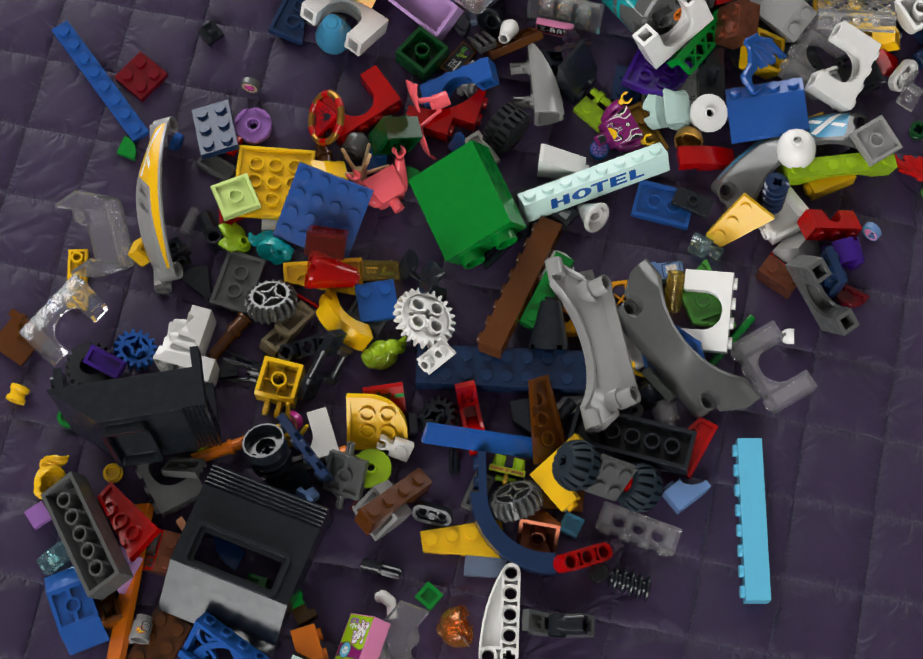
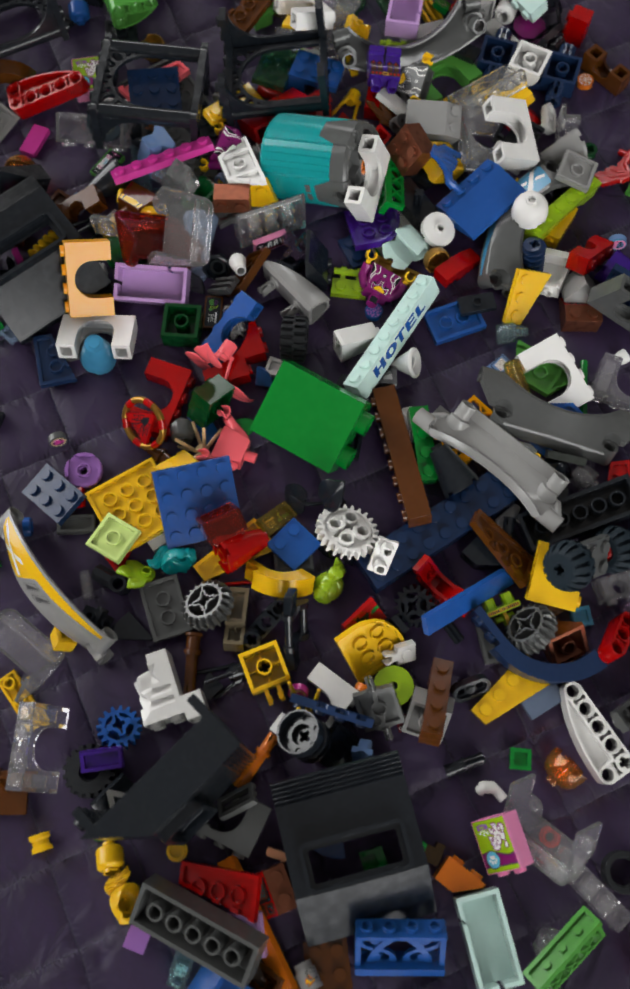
camera: 35 degrees left, 0 degrees up
(59, 441) = (109, 858): none -> yellow head
(896, 113) = (568, 141): none -> light grey cone

